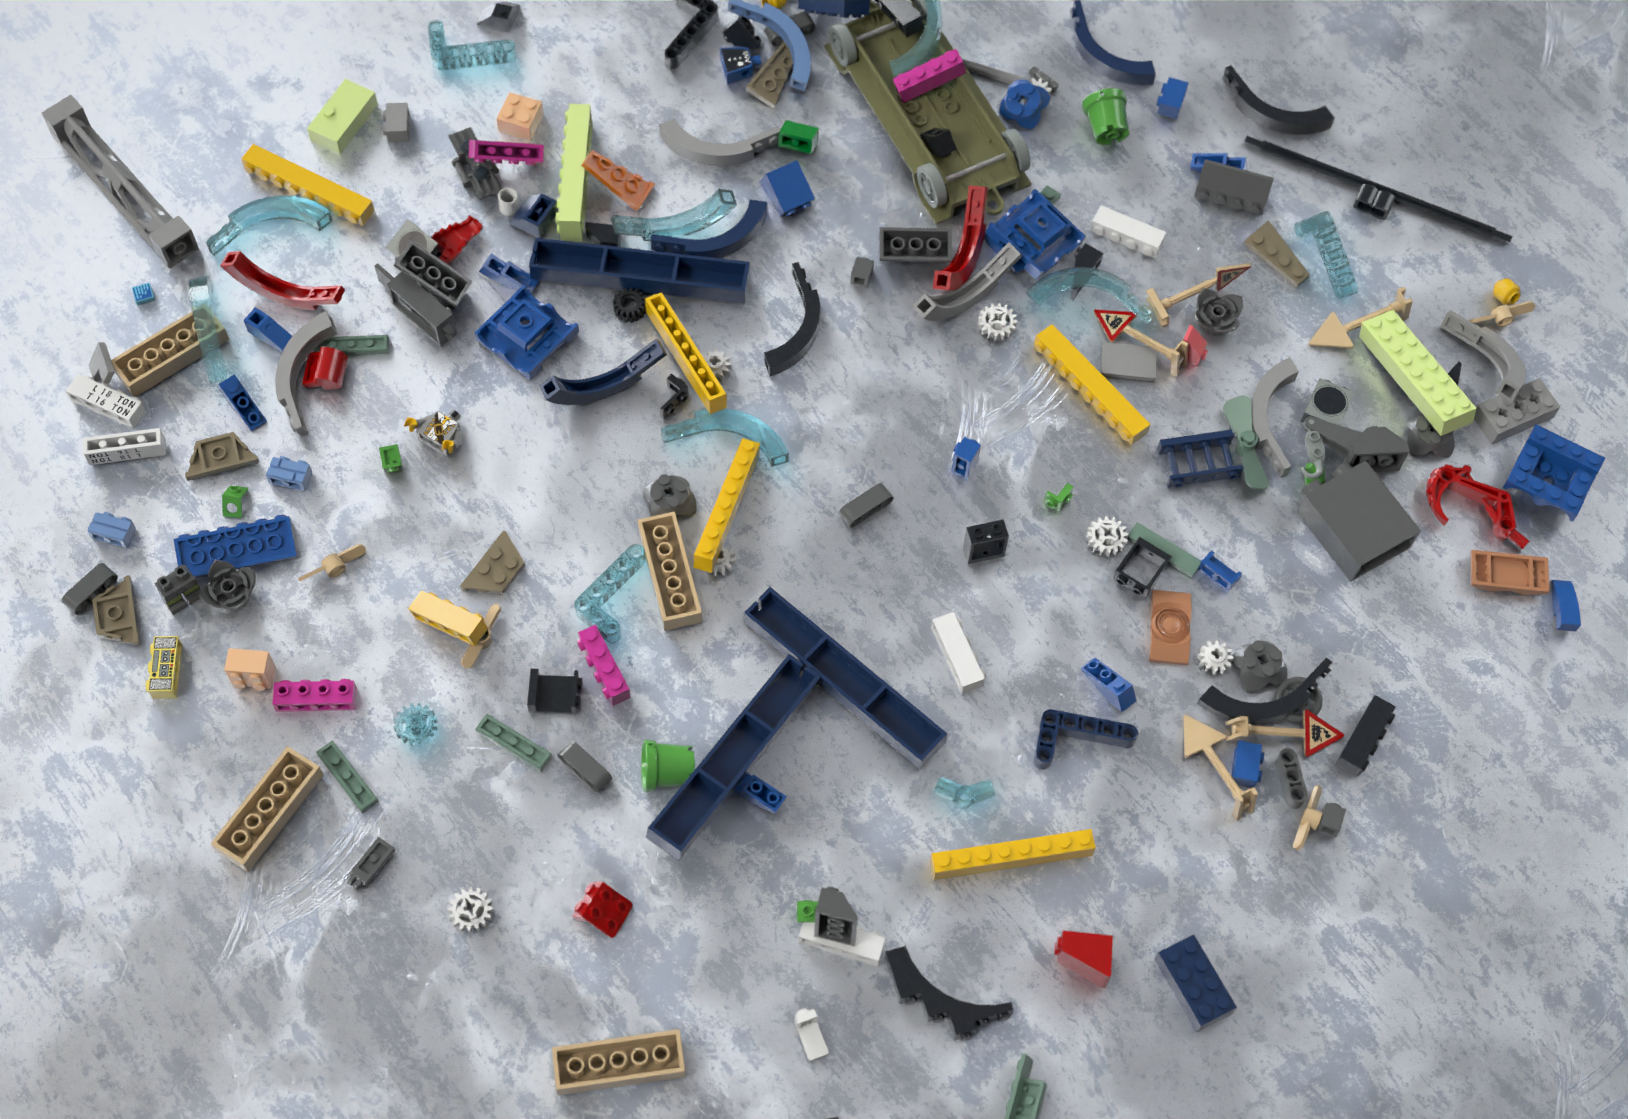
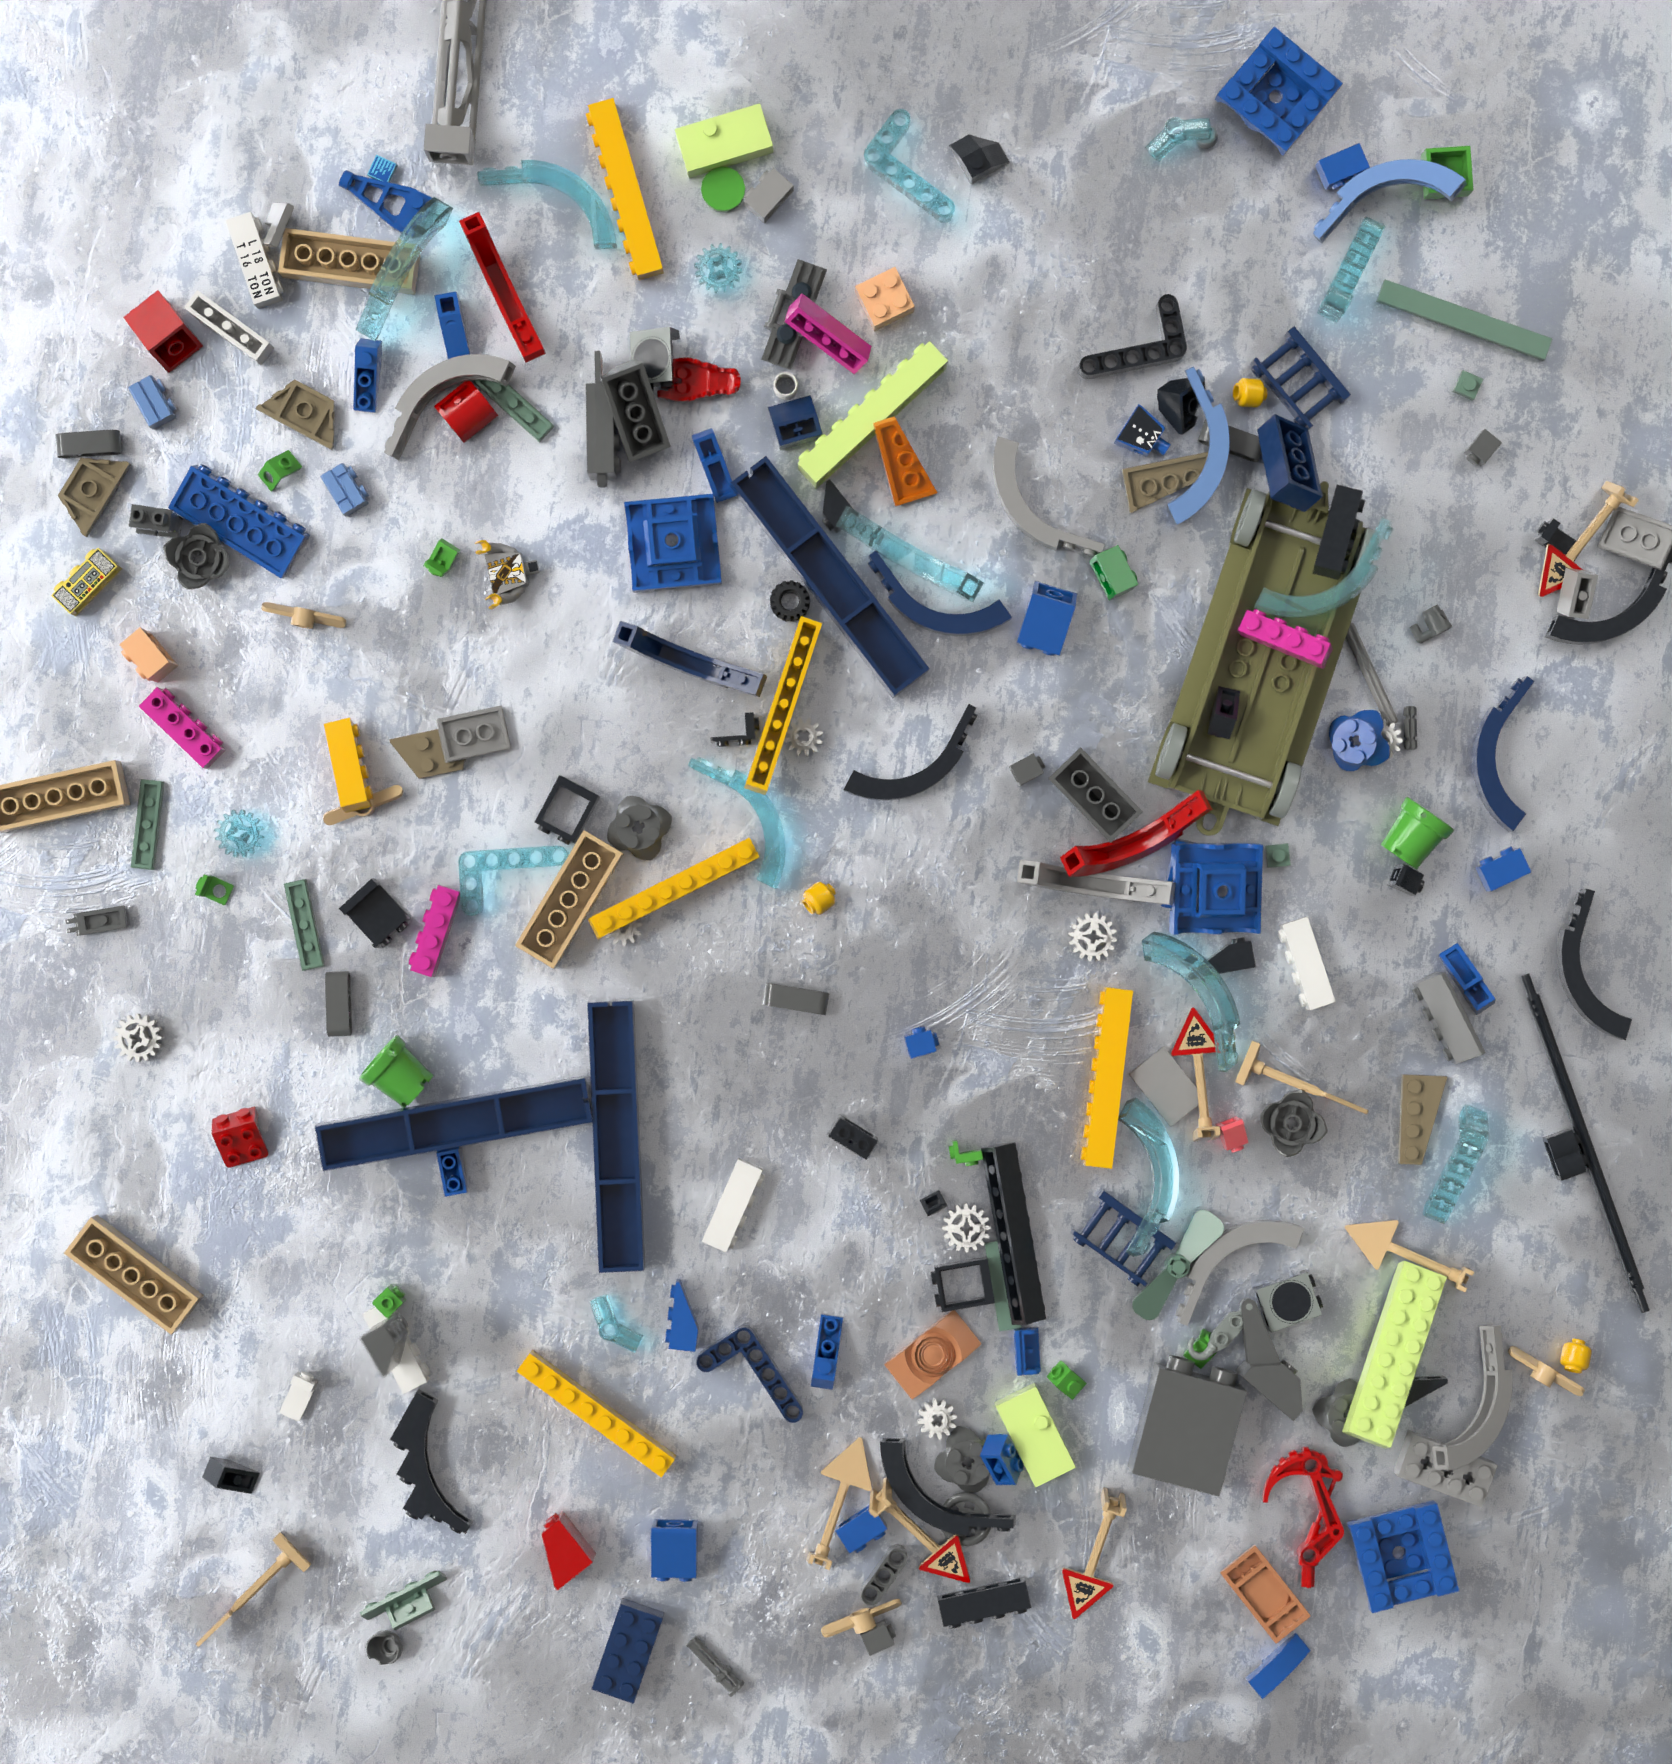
camera: 40 degrees right, 25 degrees up
(81, 484) = (163, 331): none -> slope
(179, 292) = (413, 198): none -> blue plate
(366, 142) = (723, 189): none -> bright green tile
(397, 183) = (709, 263): none -> clear light blue gear
(424, 774) = (206, 885): none -> bright green bracket
(511, 535) = (473, 734): none -> light grey tile
(609, 510) = (579, 790): none -> black window
(819, 439) = (819, 898): none -> yellow head
(997, 20) = (1436, 623): none -> dark grey piece
(1006, 749) = (684, 1326): none -> blue slope
(1073, 541) = (933, 1203): none -> black slope
(1128, 145) = (1406, 879): none -> black slope
(1138, 512) = (1013, 1233): none -> black brick
(1152, 888) = (674, 1549): none -> blue slope
(1176, 398) = (1164, 1168): none -> clear light blue arch
(1261, 564) = (1066, 1380): none -> bright green bracket
(1267, 939) = (725, 1671): none -> dark grey pin
(1280, 610) = (1034, 1435): none -> yellowish green brick
(1283, 639) = (1002, 1459): none -> blue brick
(1409, 671) = (1084, 1588): none -> tan piece

